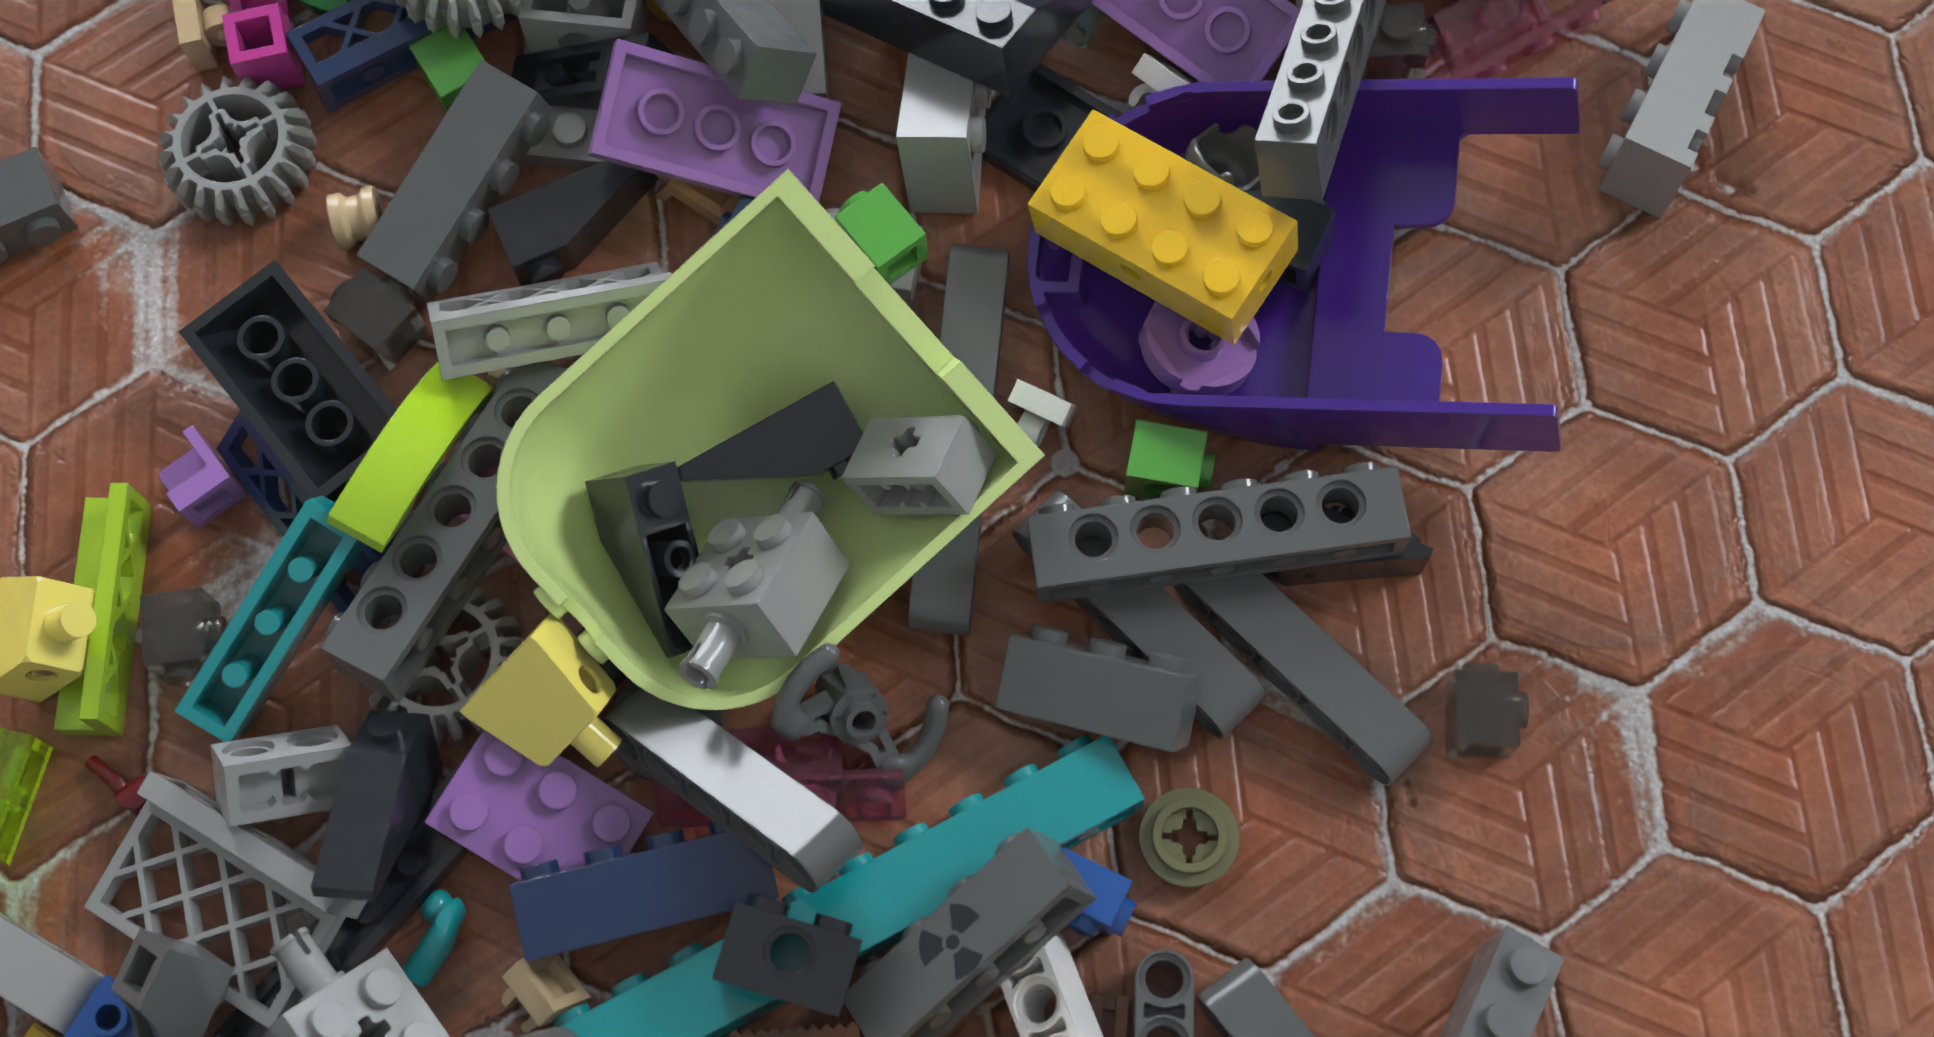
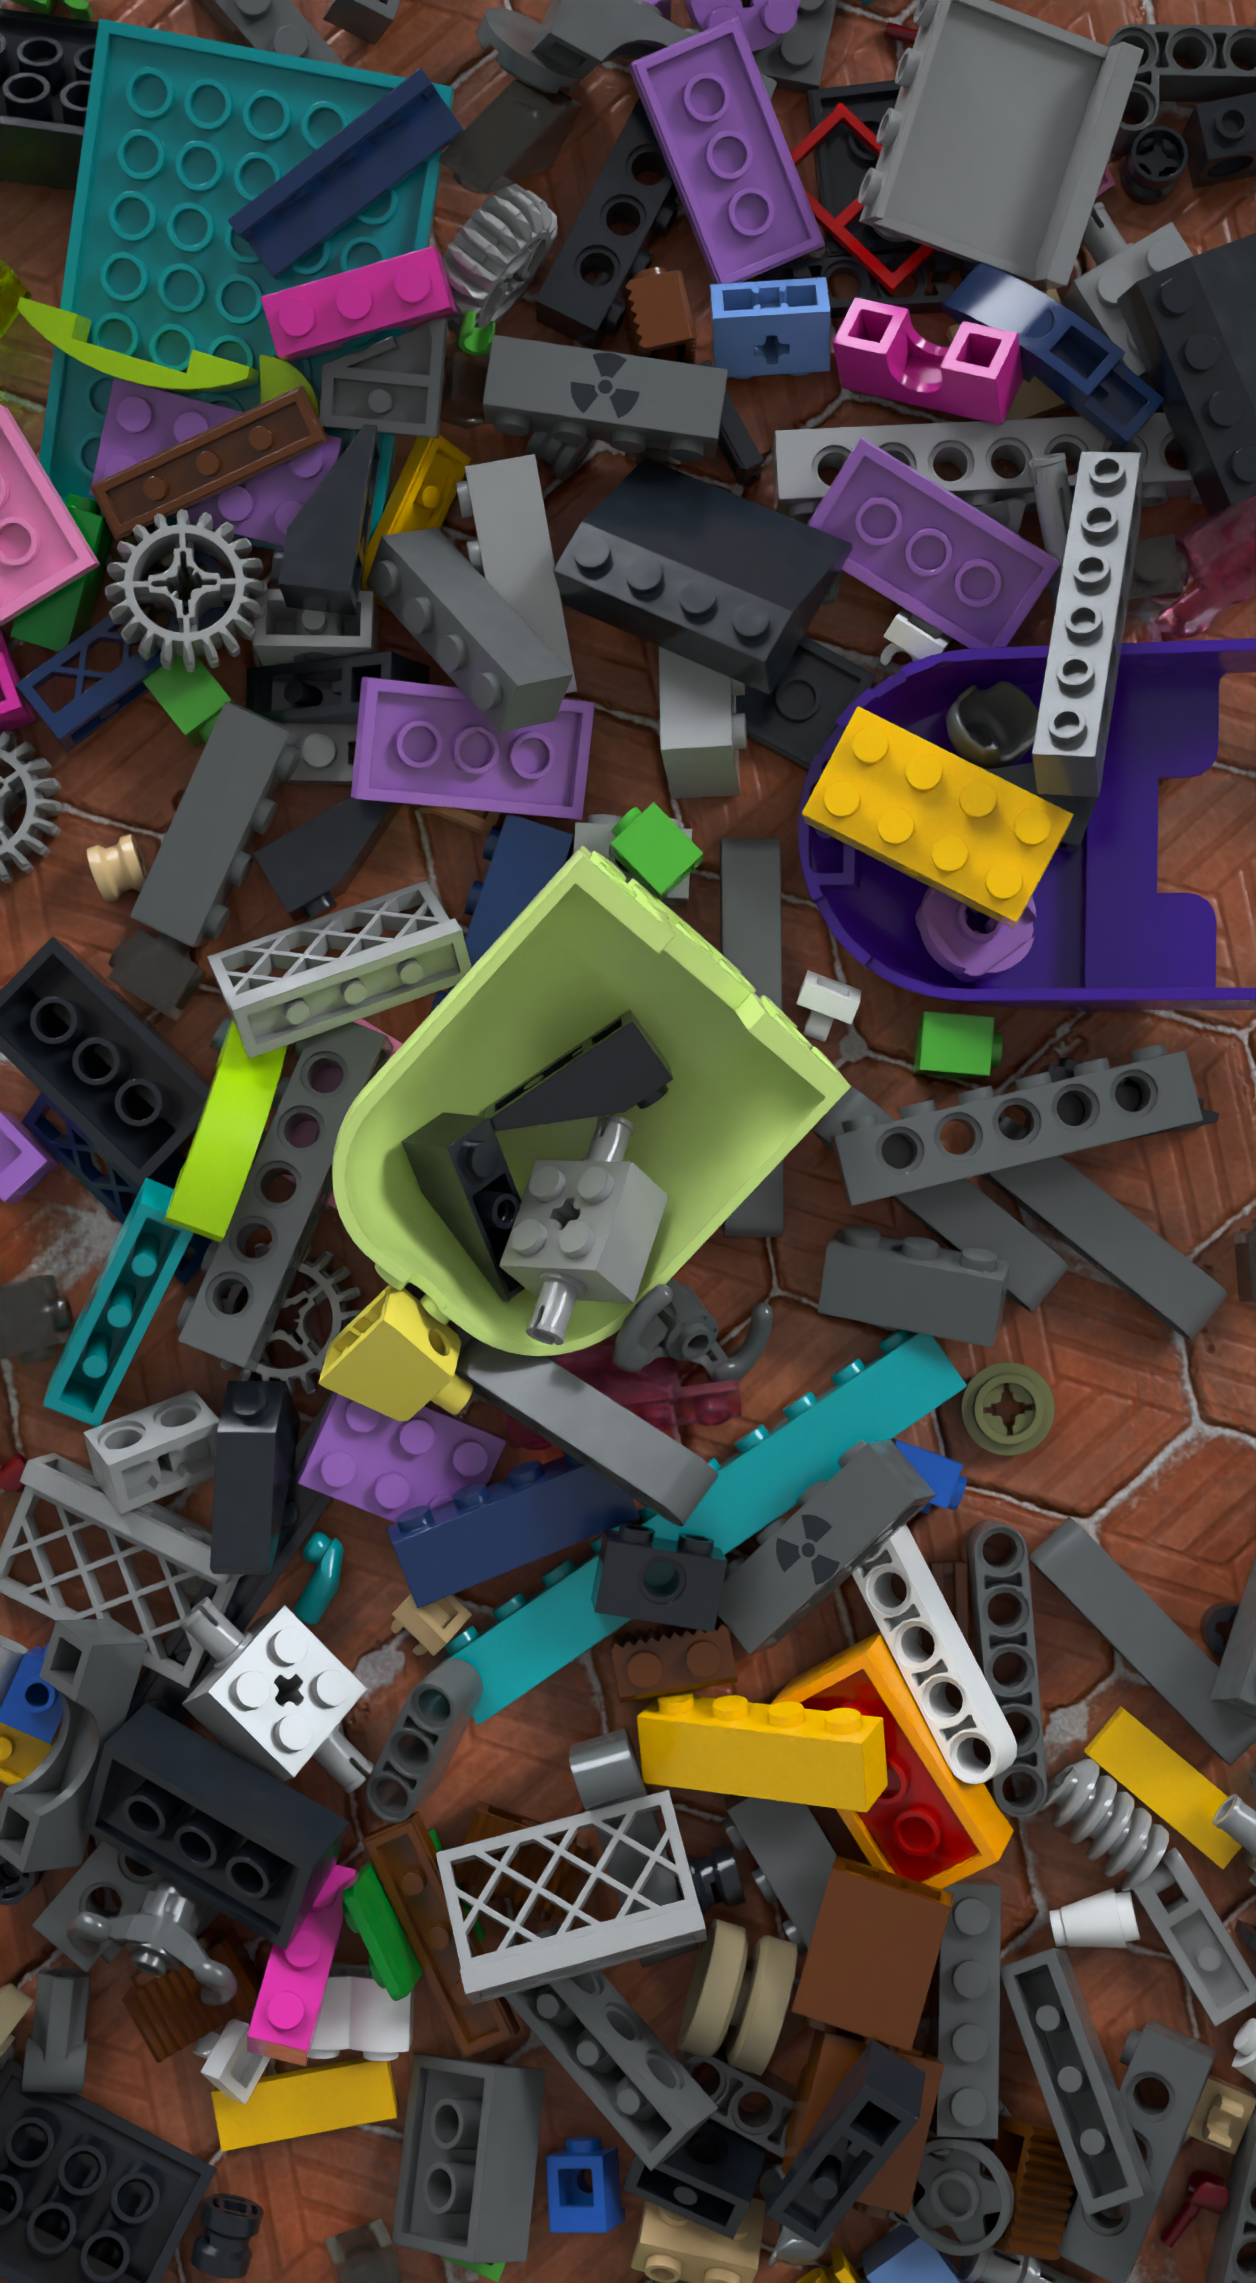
camera: 15 degrees left, 15 degrees up
(920, 465) = (728, 1100): light grey brick -> none

